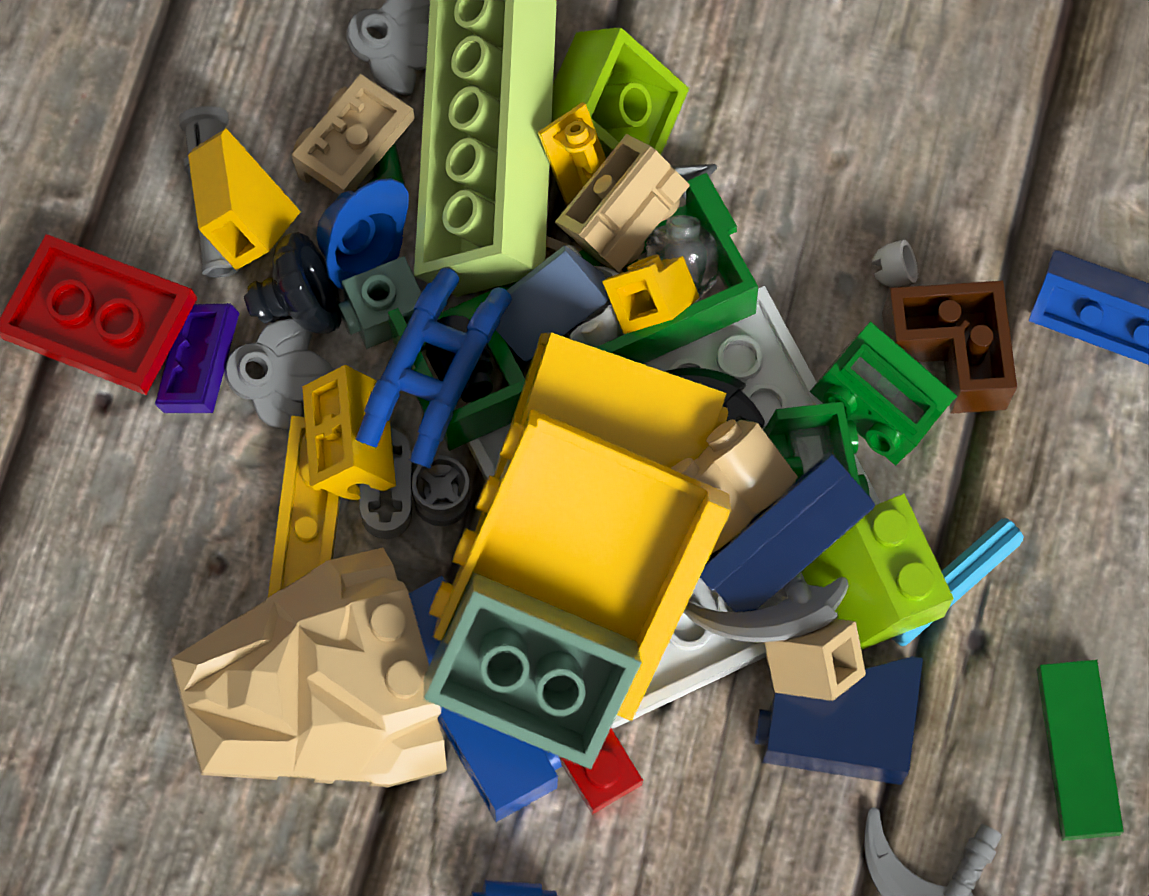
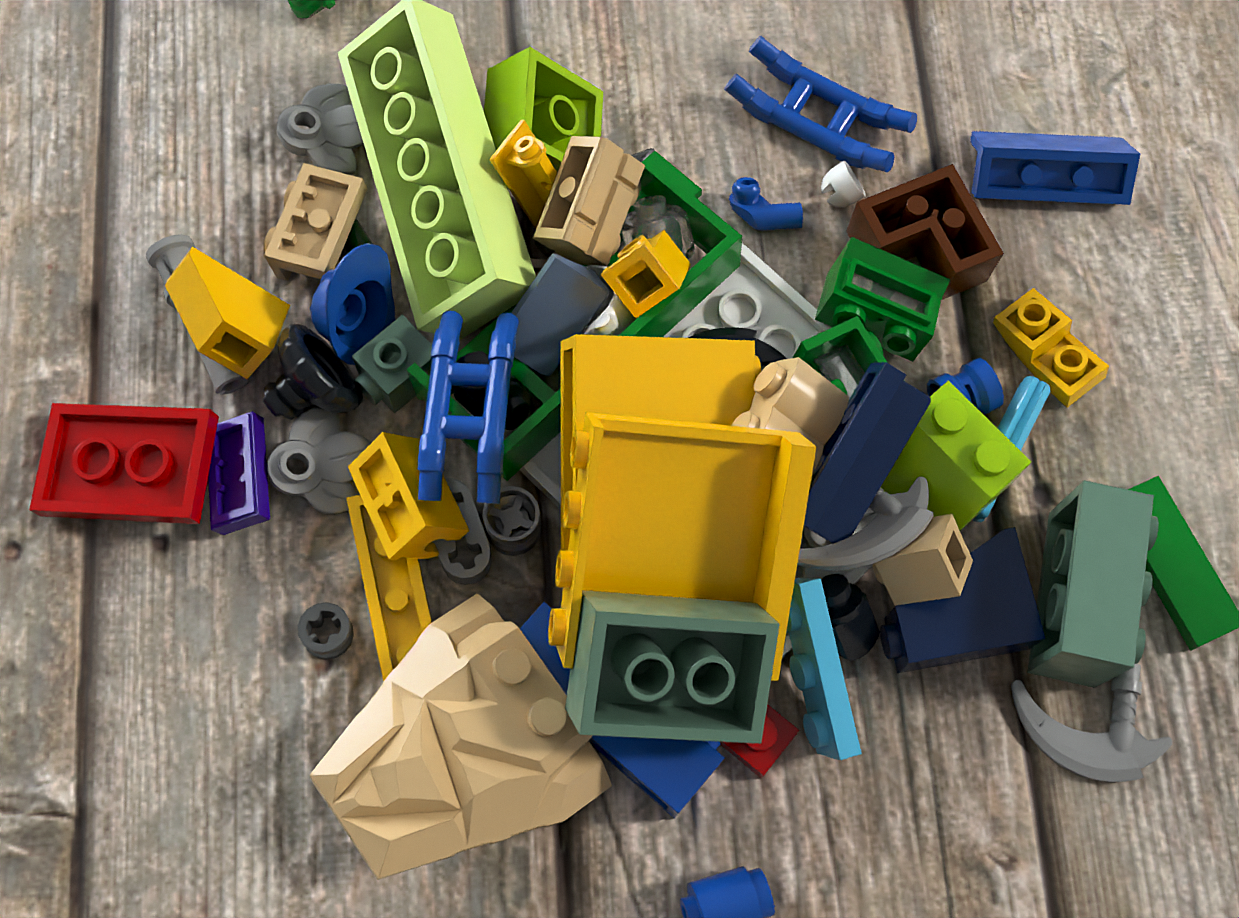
camera: 20 degrees left, 0 degrees up
(236, 550) = (314, 618): none -> dark grey bush
(676, 726) = (819, 673): none -> medium azure plate
(724, 688) = (850, 617): none -> black arm
(799, 264) = (759, 212): none -> blue arm
(903, 145) = (809, 82): none -> blue piece
(940, 511) = (976, 382): none -> blue wheel
(977, 740) = (1094, 584): none -> sand green brick
(1042, 498) = (1044, 344): none -> yellow slope

